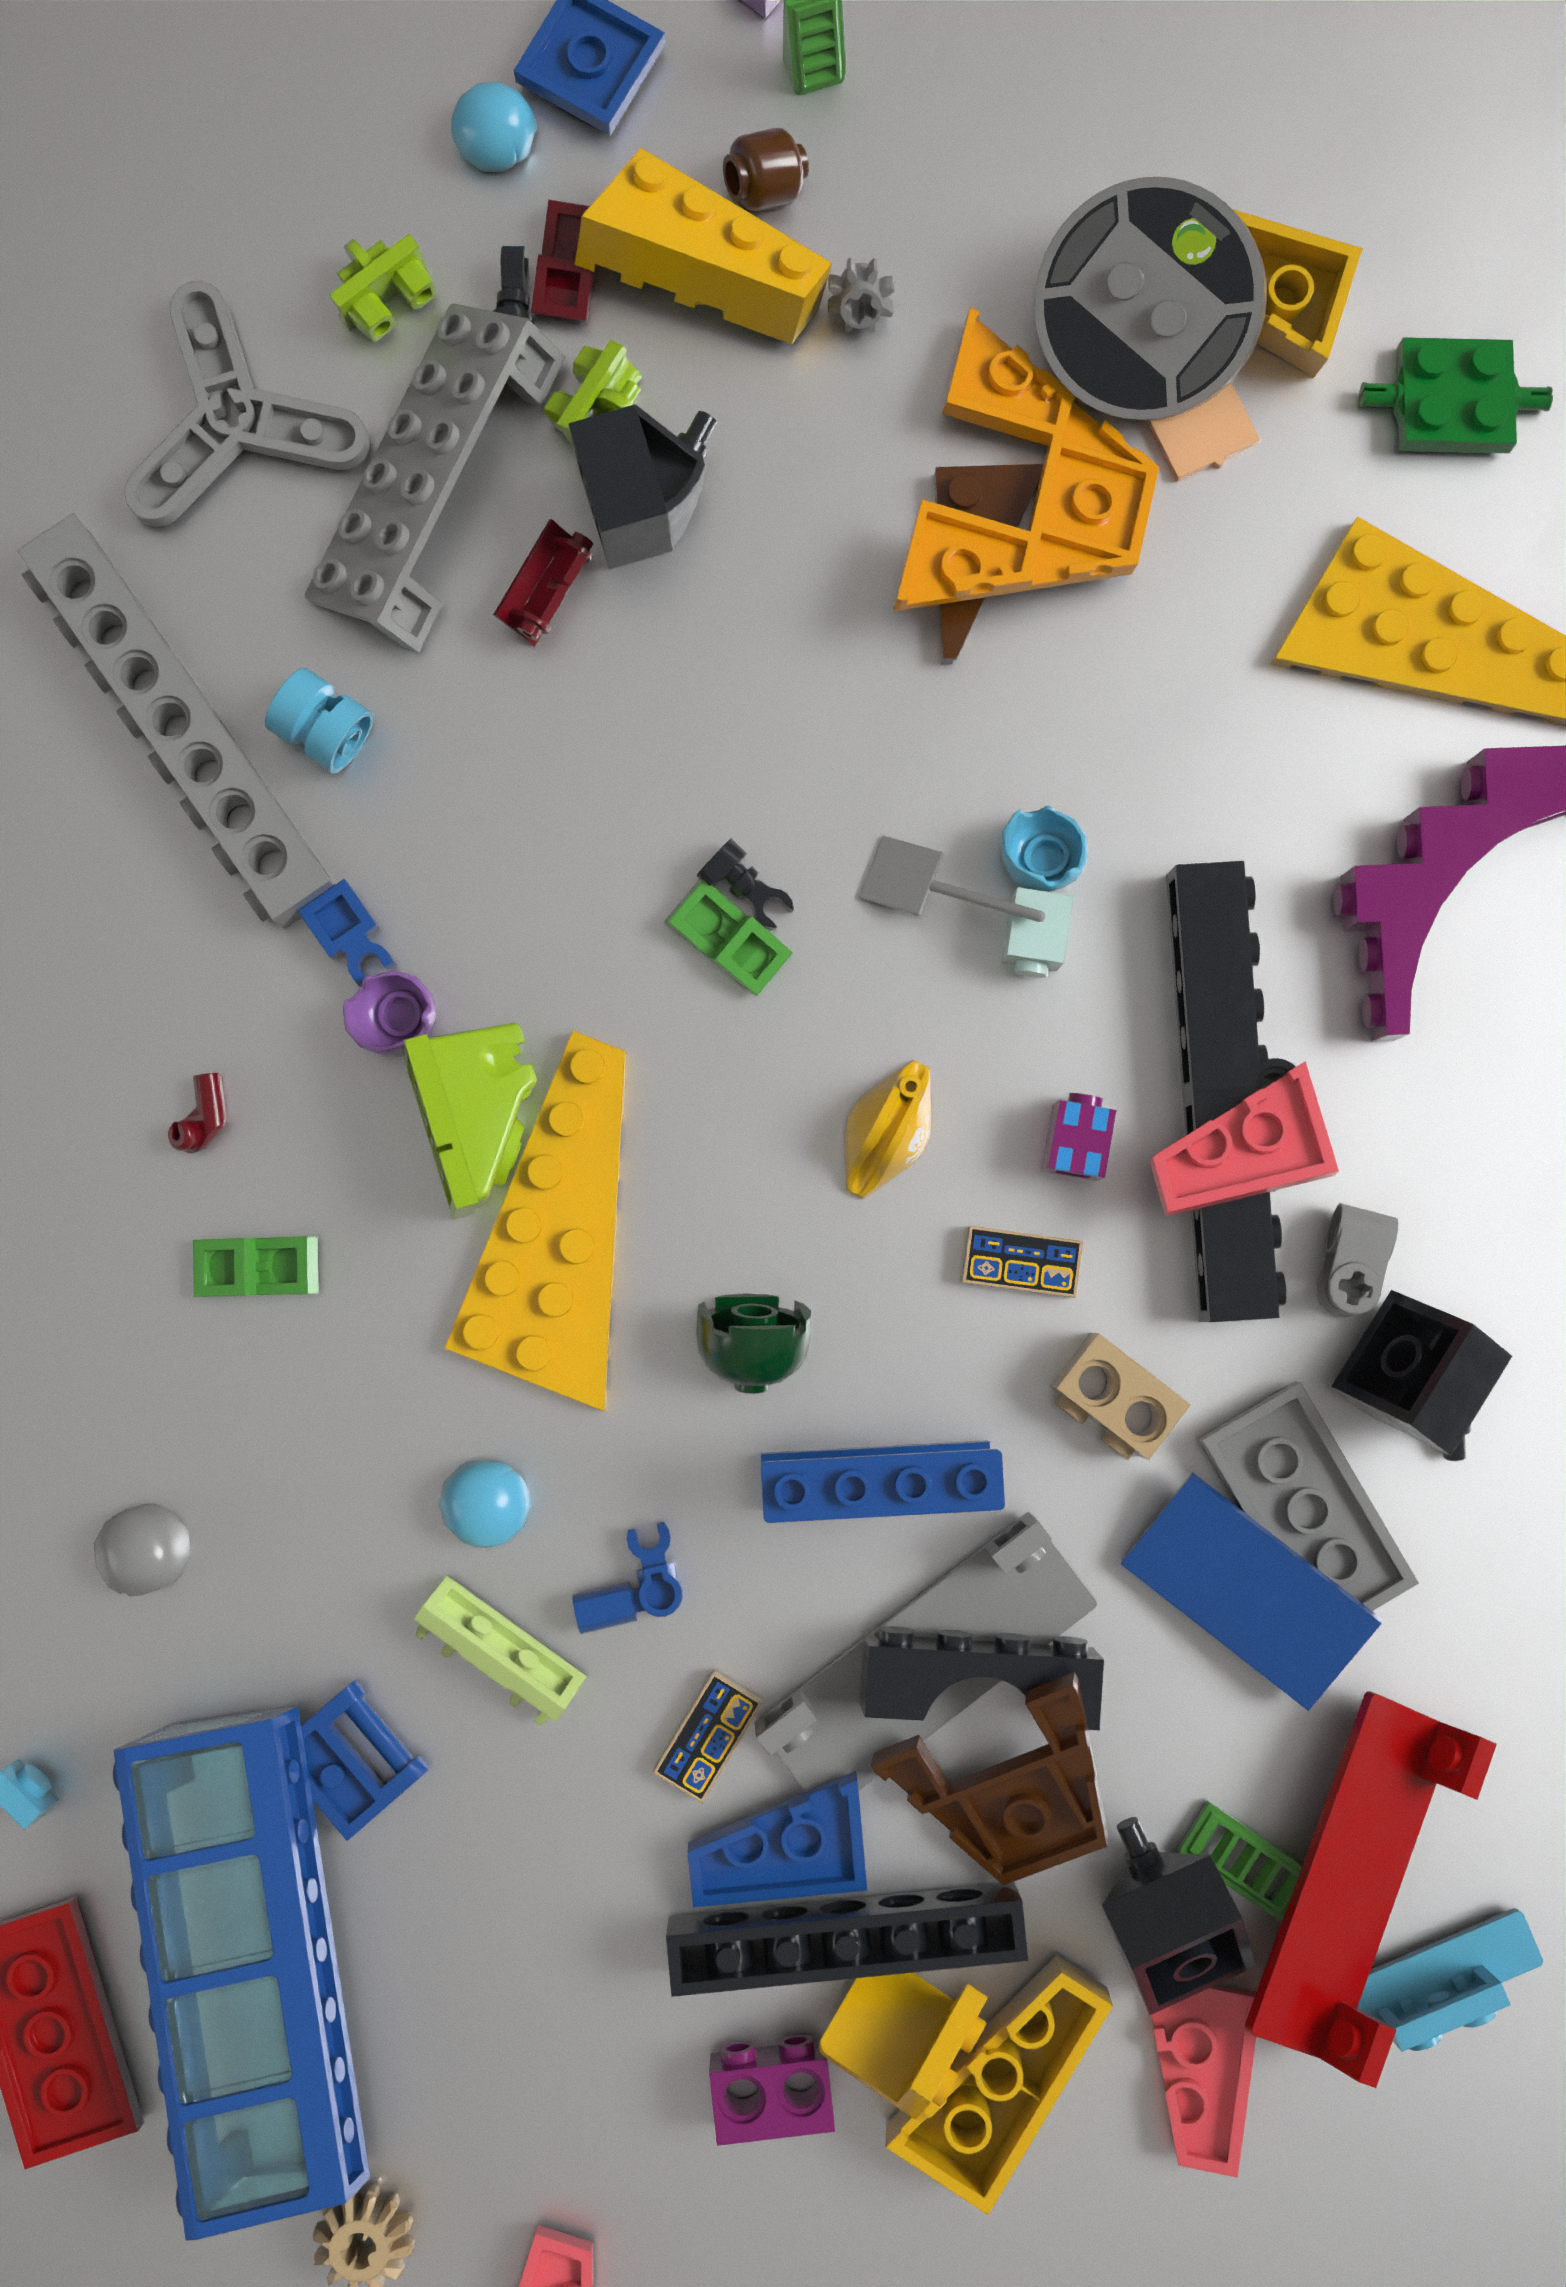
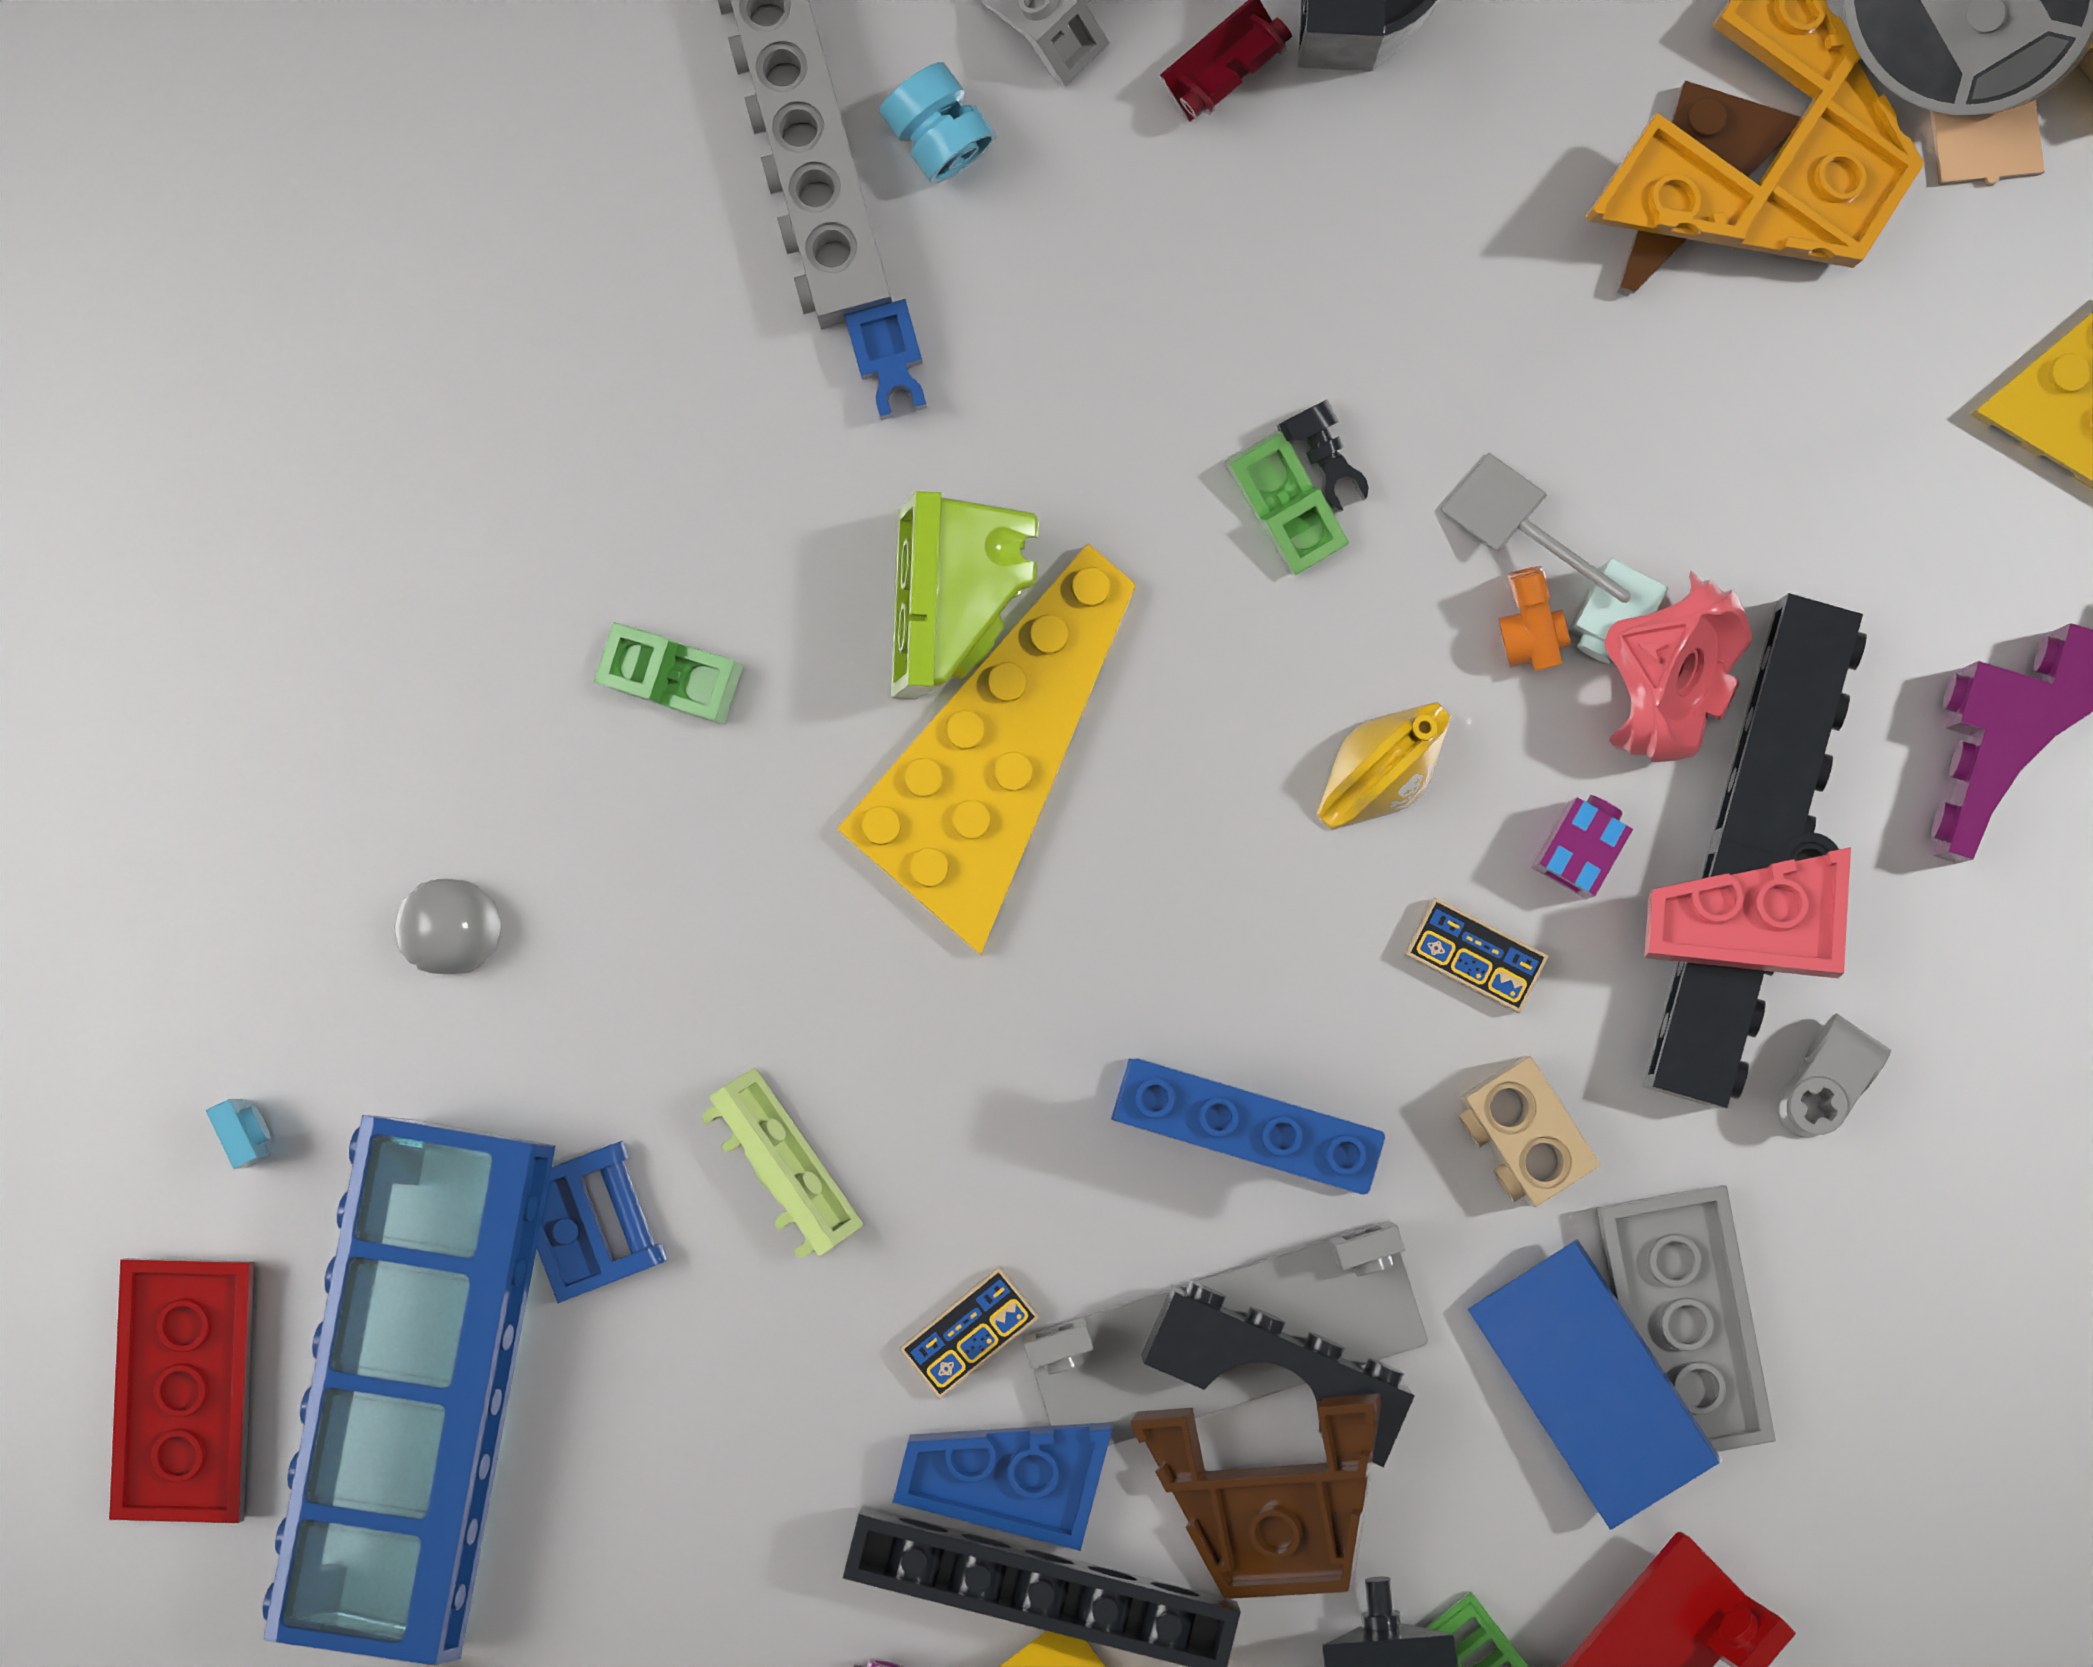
camera: 25 degrees right, 0 degrees up
(205, 1120) = (669, 501): dark red arm -> none
(389, 1011) = (903, 456): medium lavender hair -> none
(484, 1503) = (821, 1006): medium azure hair -> none
(618, 1604) = (969, 1165): blue bar -> none
(753, 1339) = (1164, 935): dark green cylinder -> none
(975, 972) = (1534, 632): none -> orange plate
(1043, 849) = (1654, 527): medium azure hair -> none
(1106, 962) = (1678, 670): none -> coral piece
(1423, 1372) = (1859, 1221): black piece -> none

